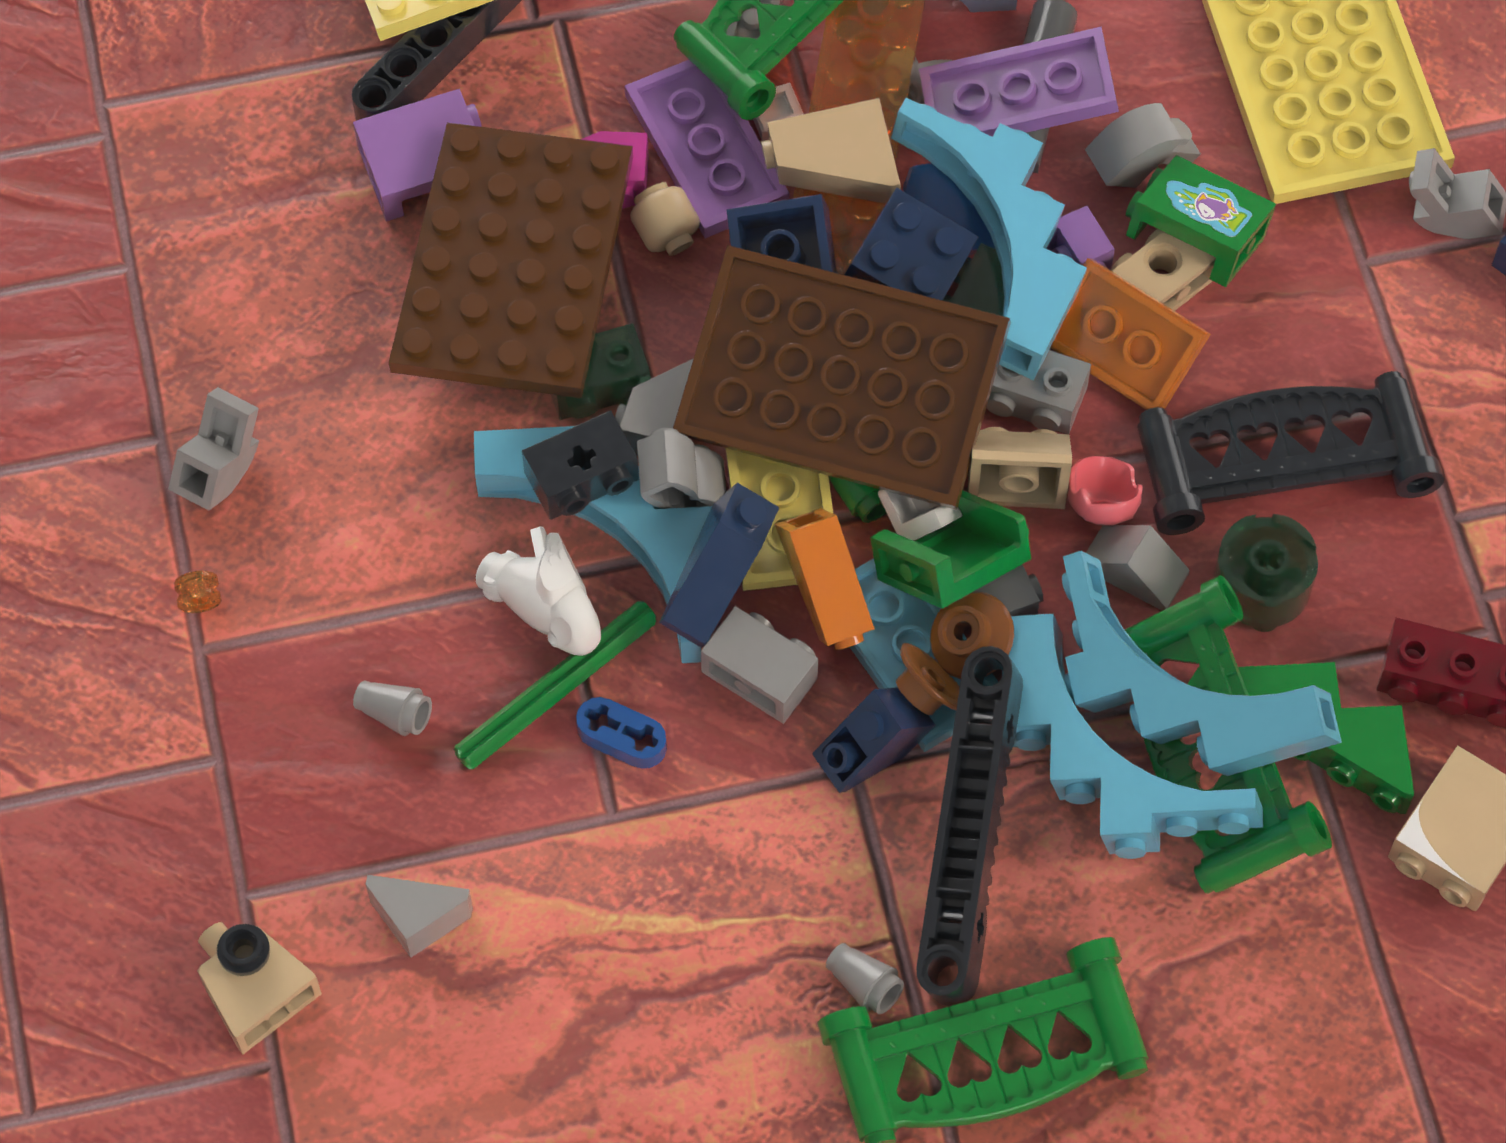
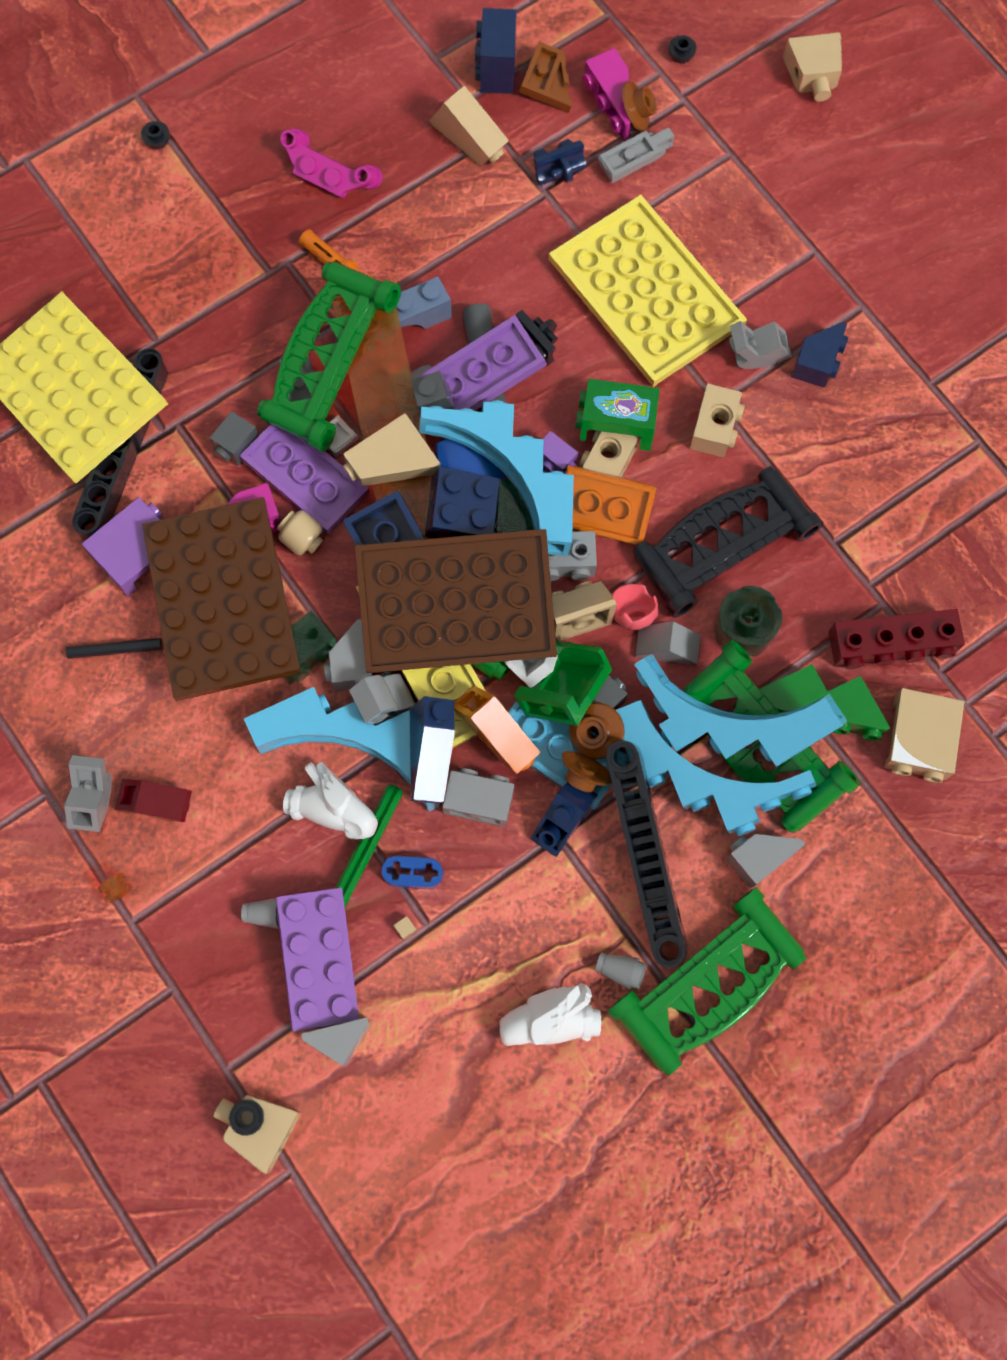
camera: 25 degrees left, 10 degrees up
(303, 495) = (153, 800): none -> dark red slope
(336, 280) = (114, 648): none -> black bar
(434, 785) = (316, 959): none -> medium lavender plate
(557, 465) = (323, 703): black brick -> none
(577, 803) = (405, 928): none -> tan piece
(625, 59) = (233, 438): none -> dark grey brick
(732, 999) = (552, 1018): none -> white animal
(936, 85) = (432, 391): none -> dark grey brick
(1131, 73) = (541, 334): none -> black hips
(1138, 144) = (563, 380): light grey brick -> none
(1145, 902) = (761, 855): none -> light grey slope
(1354, 259) = (723, 405): none -> tan brick

